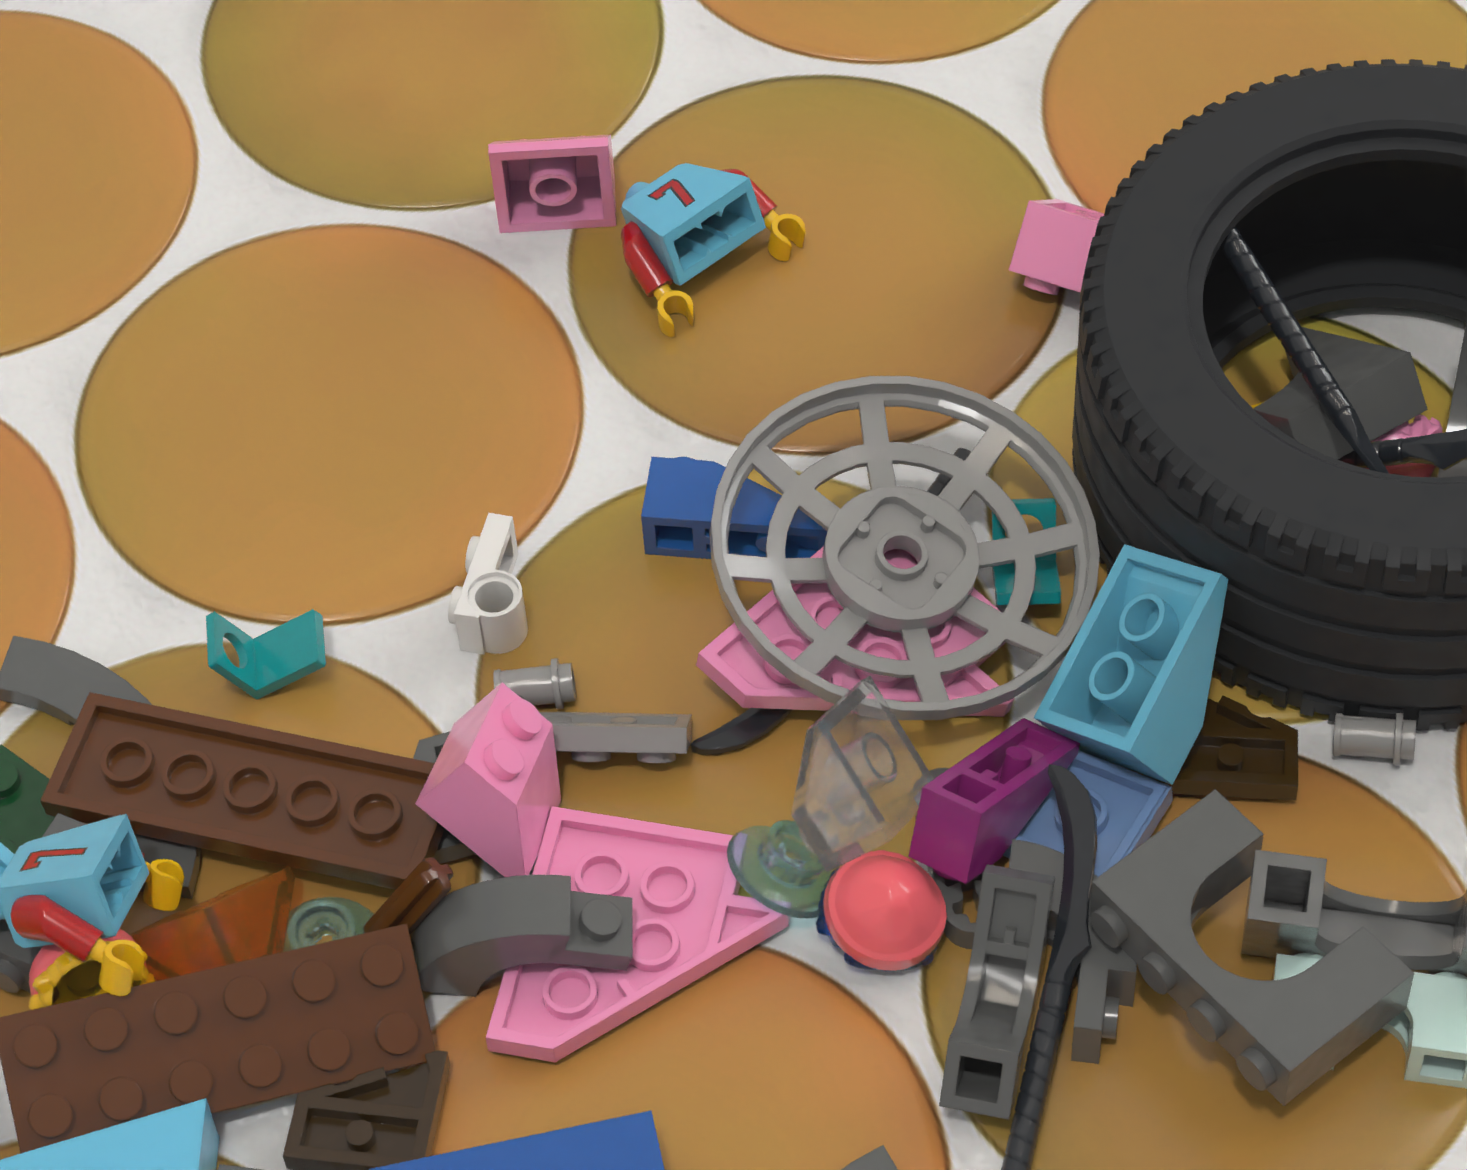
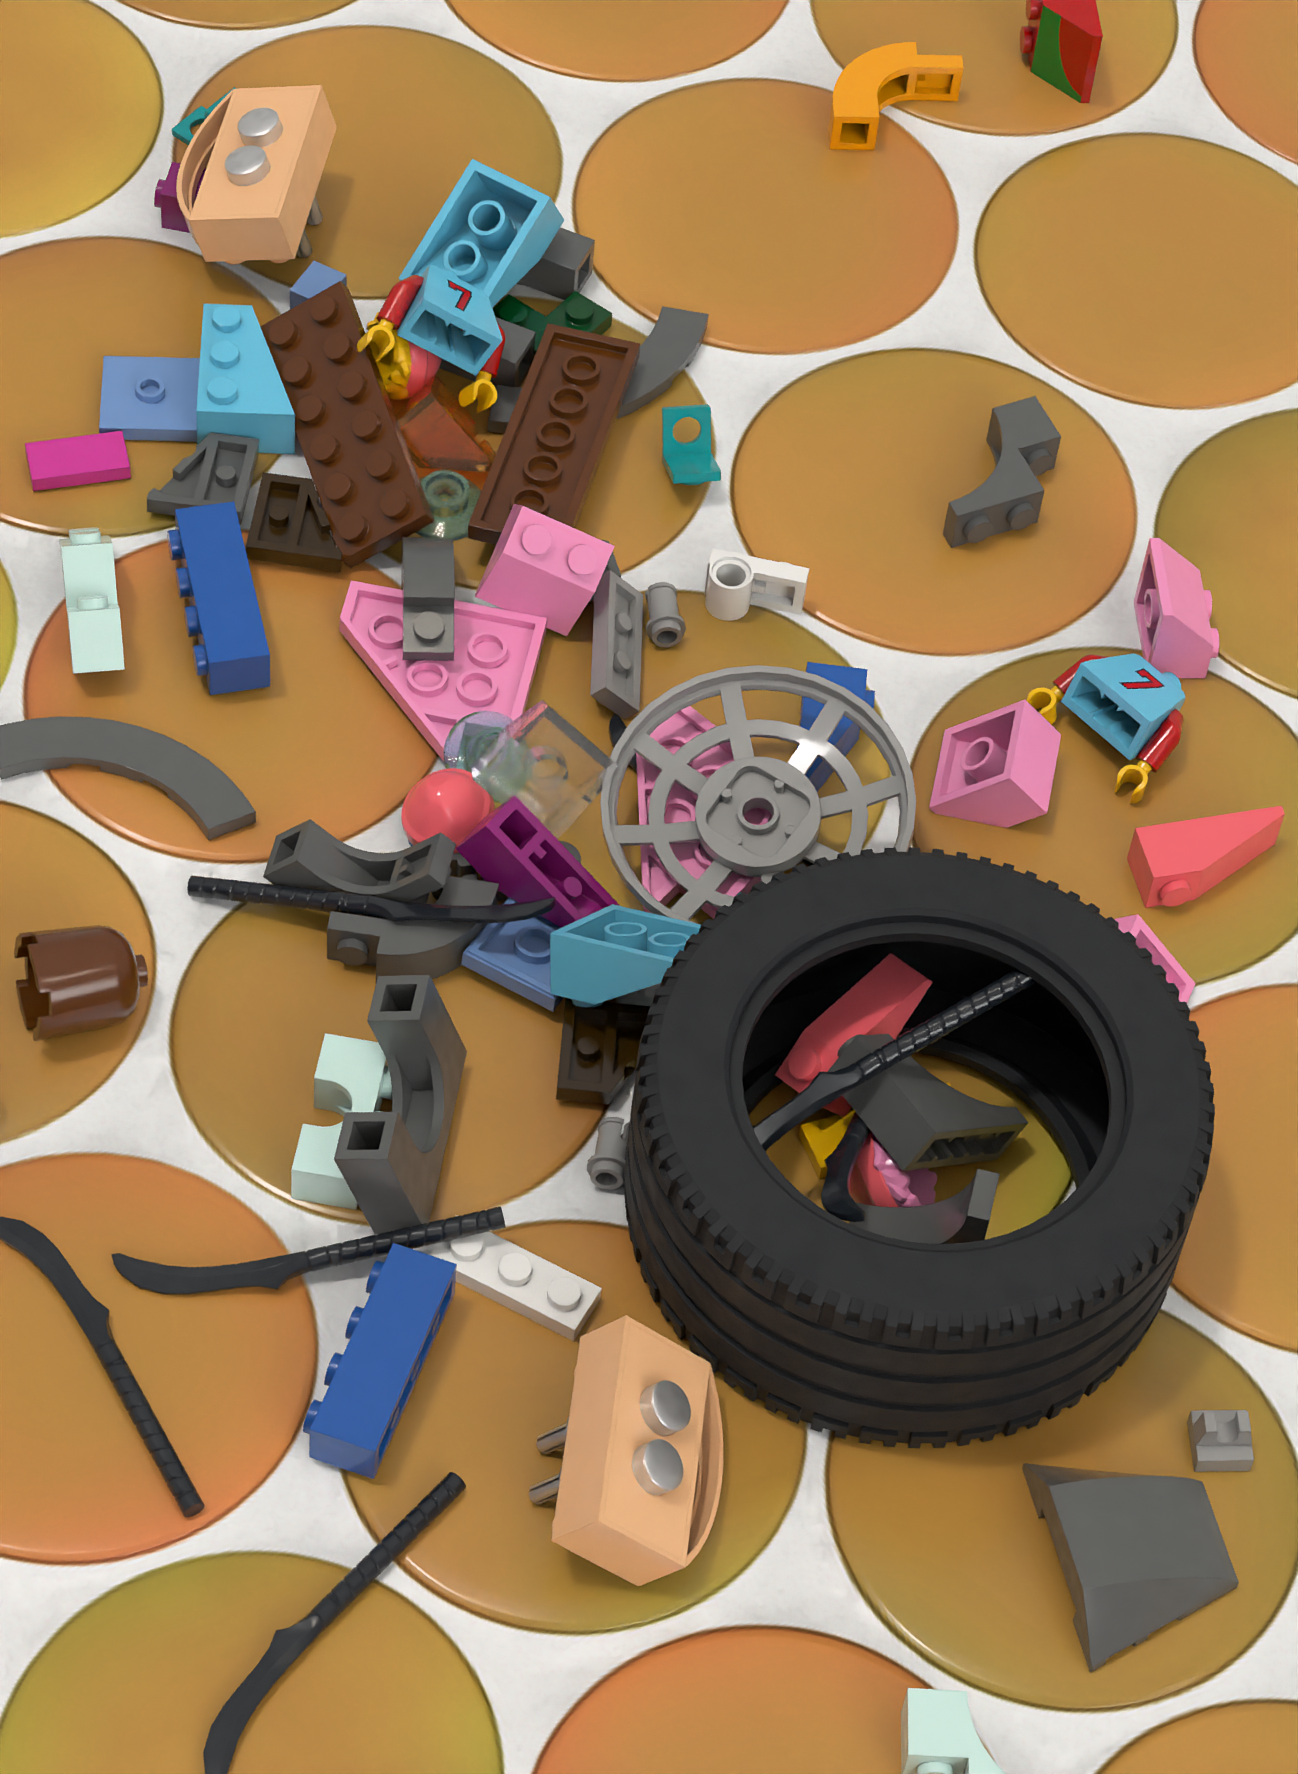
camera: 80 degrees right, 0 degrees up
(343, 325) = (1011, 498): none -> dark grey arch
(413, 897) = (453, 525): reddish brown axle -> none
(773, 350) = (997, 767): none -> bright pink slope
(897, 179) = (1192, 856): none -> coral slope
(1275, 1029) = (303, 1021): dark grey arch -> none

